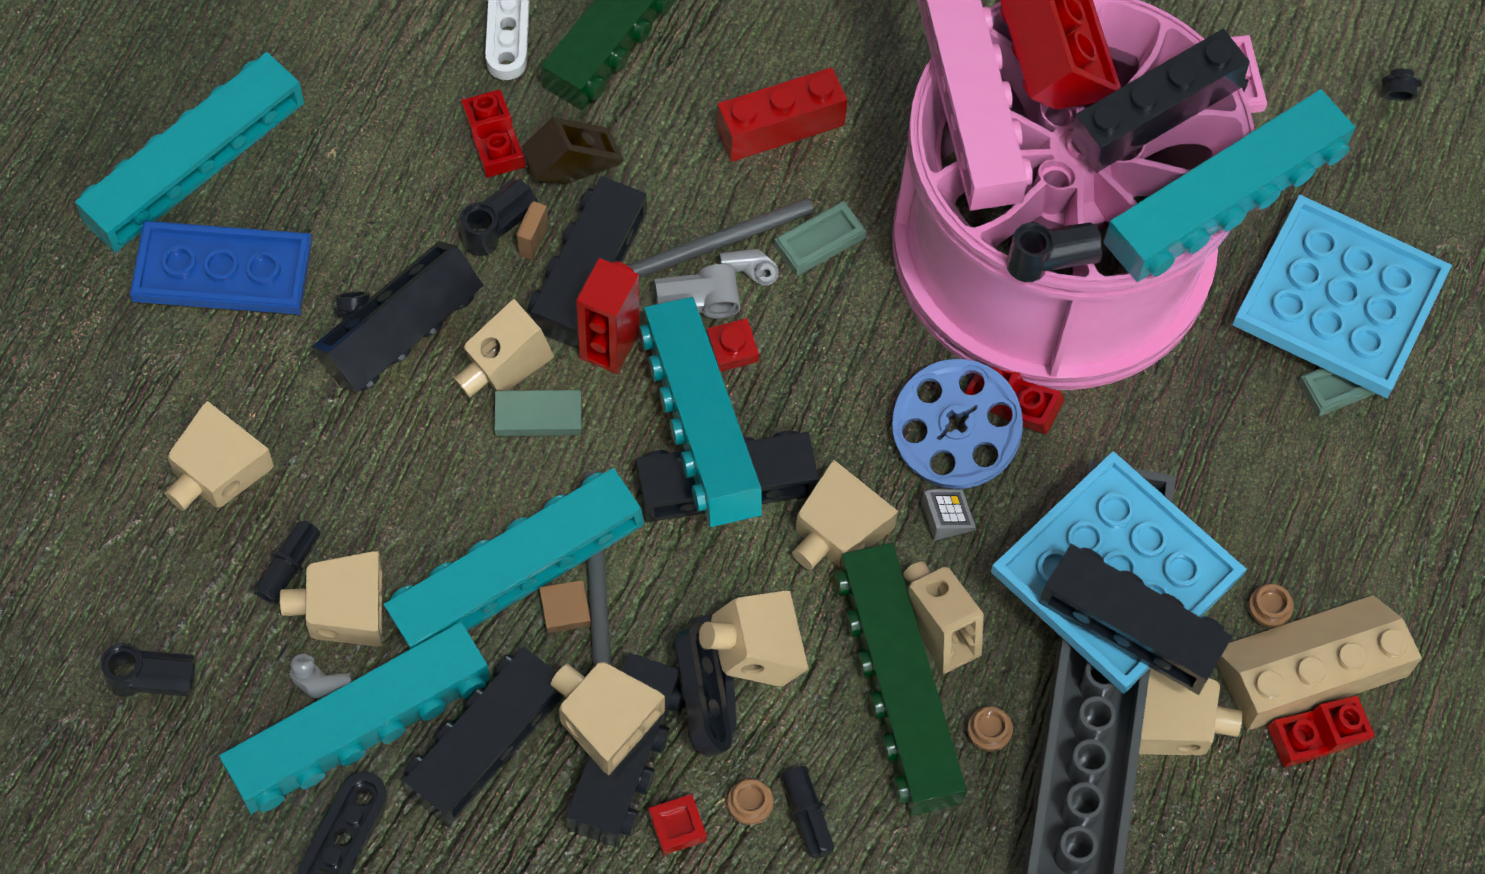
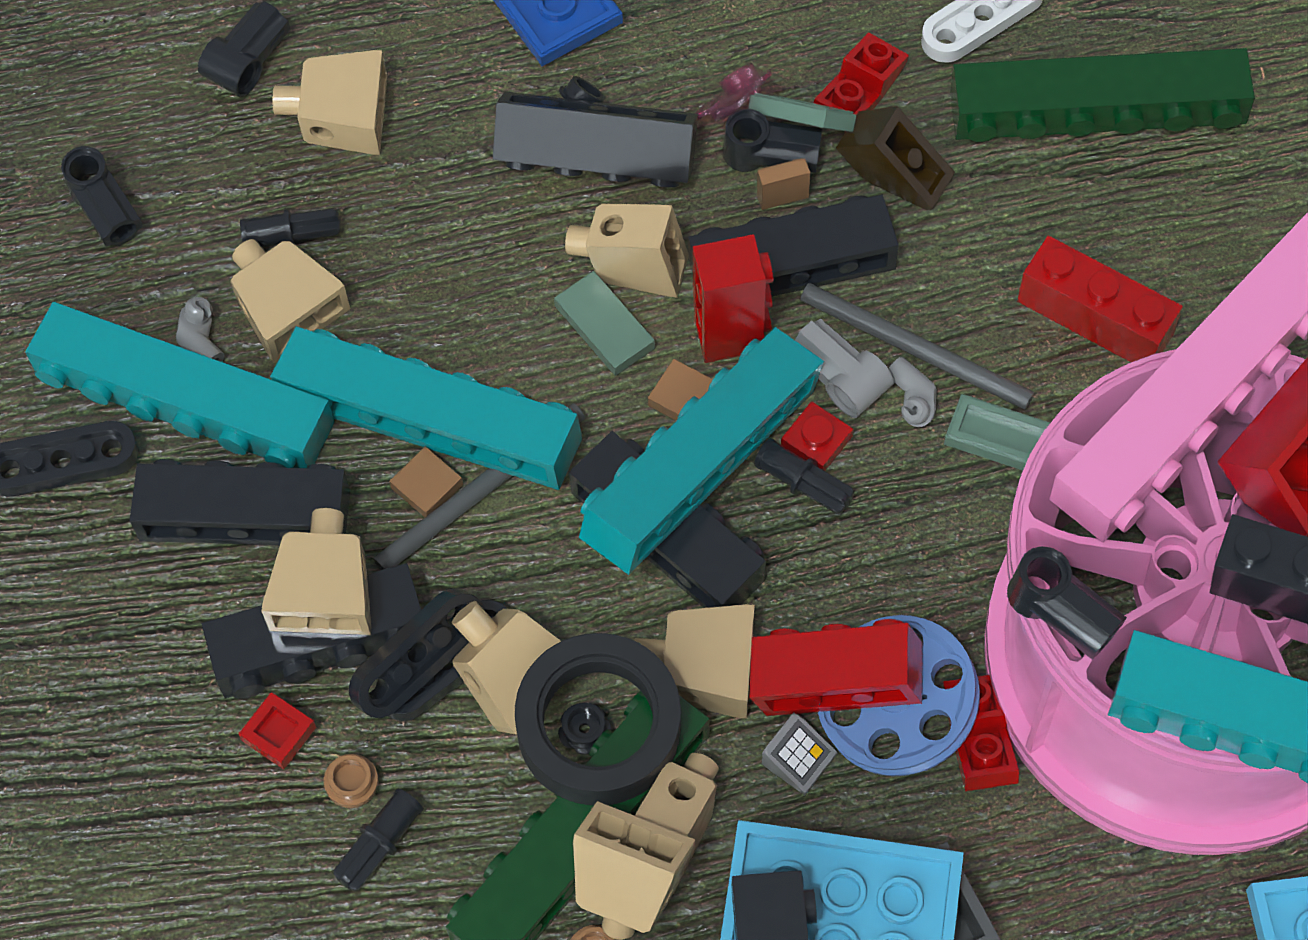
camera: 60 degrees right, 0 degrees up
(113, 503) = (238, 58): none -> black piece
(439, 208) = (736, 90): none -> clear pink plate
(495, 178) = (802, 112): none -> sand green tile
(632, 402) = (676, 388): none -> medium nougat tile
(761, 370) = (804, 476): none -> black axle
(828, 617) = (580, 715): none -> black plate
(857, 554) = (590, 655): none -> black tyre
(918, 442) = (836, 668): none -> red brick
(973, 655) = (626, 869): none -> tan torso

